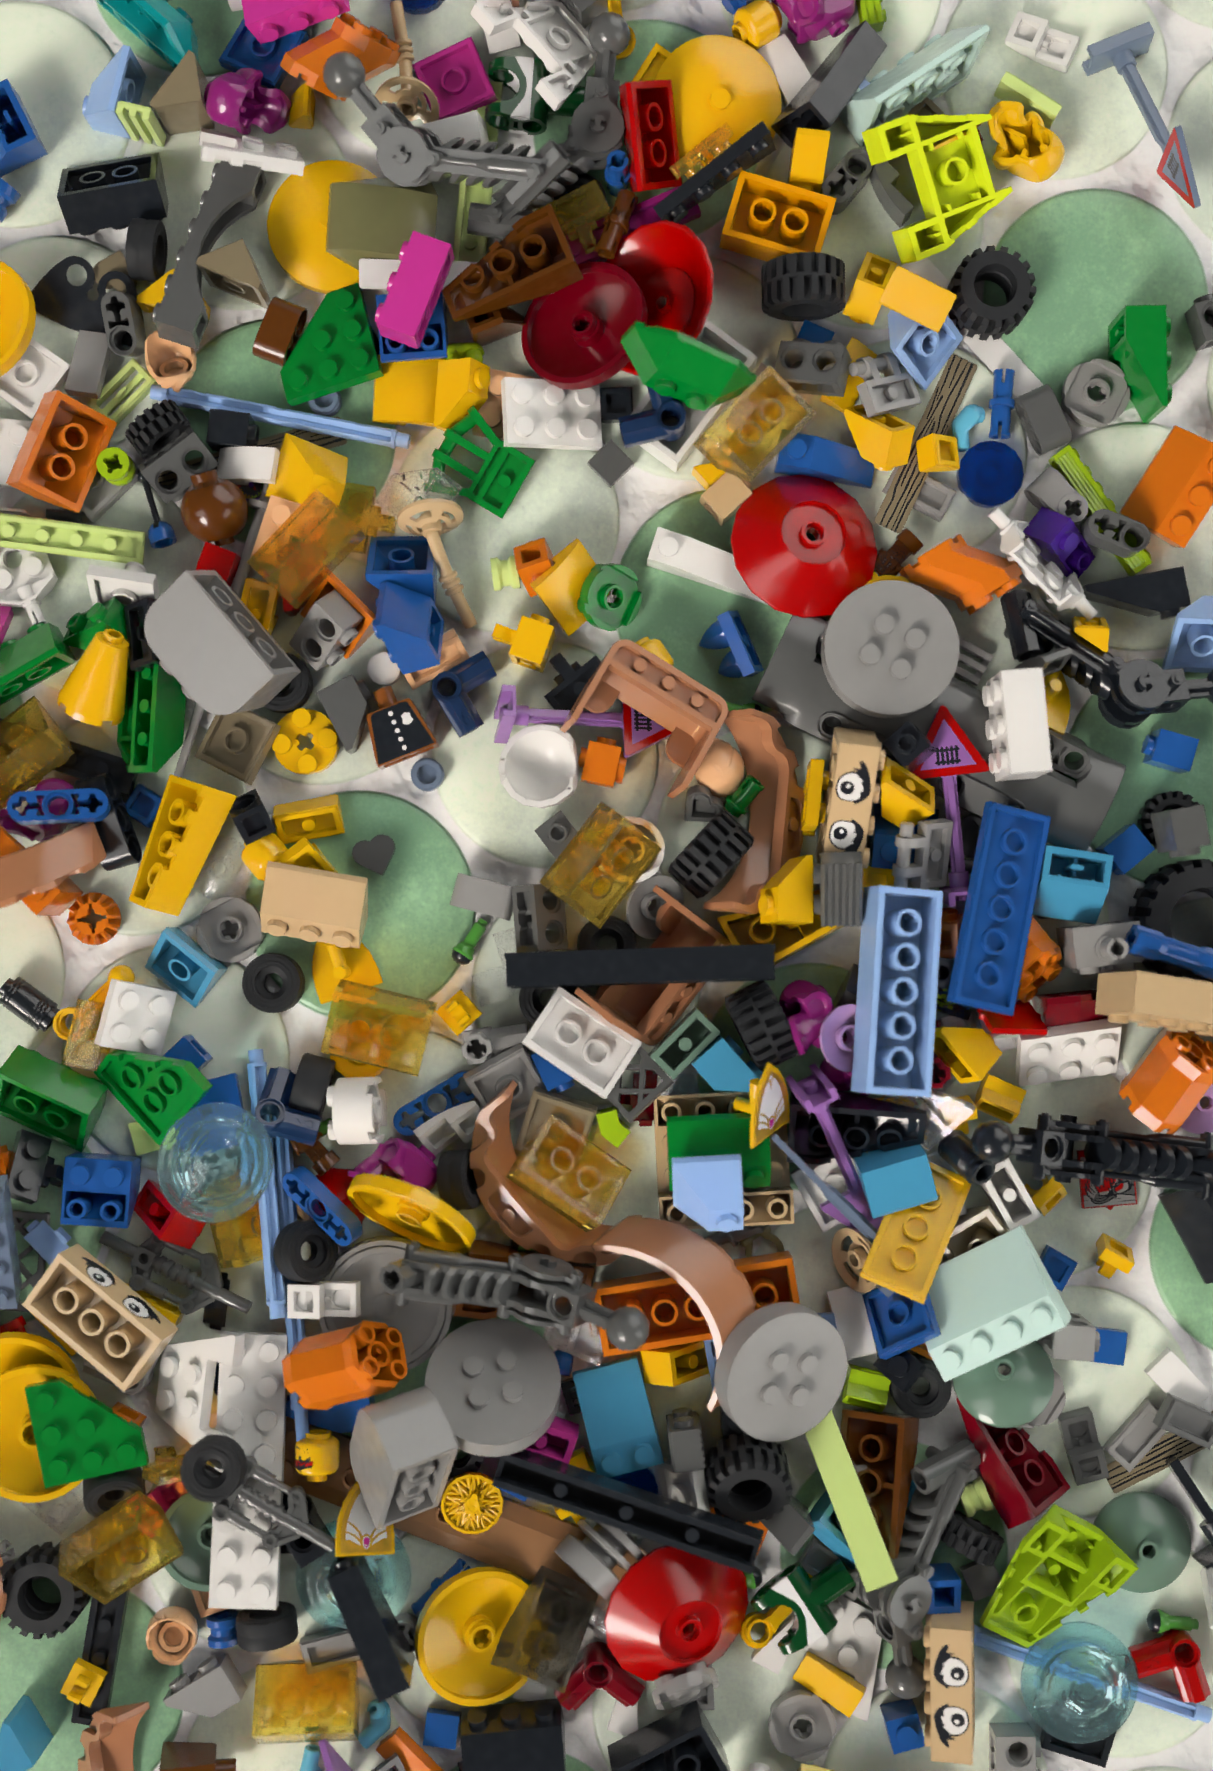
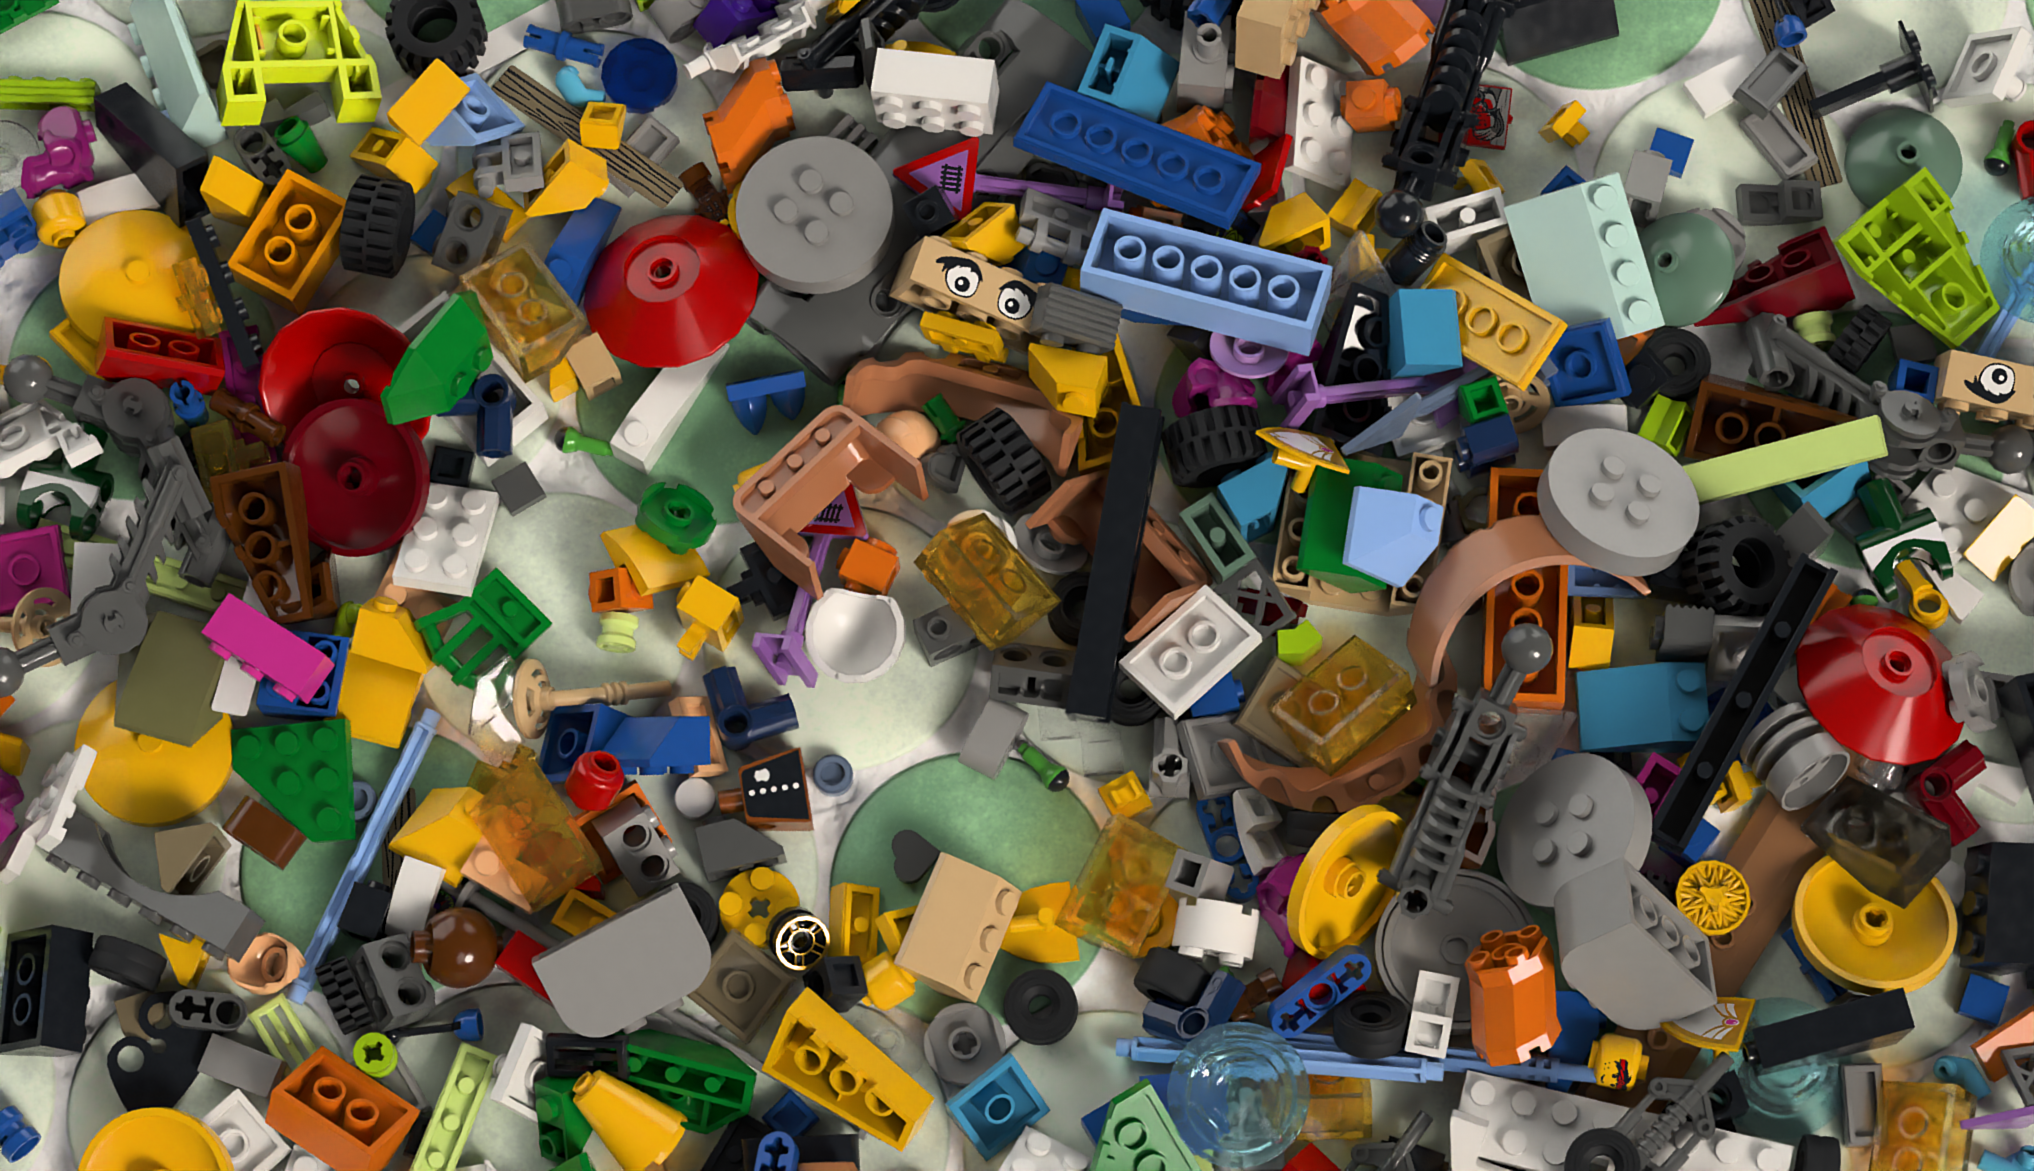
camera: 75 degrees left, 15 degrees down
(282, 778) = (806, 949): none -> black wheel
(361, 584) = (594, 781): none -> red head
(397, 1089) = (1199, 876): none -> light grey brick
(660, 494) = (570, 440): none -> bright green piece
(812, 1248) = (1486, 446): none -> dark blue brick
(845, 1240) = (1481, 400): none -> green slope
(865, 205) = (299, 142): none -> green cone
(1091, 1093) = (1371, 105): none -> orange brick

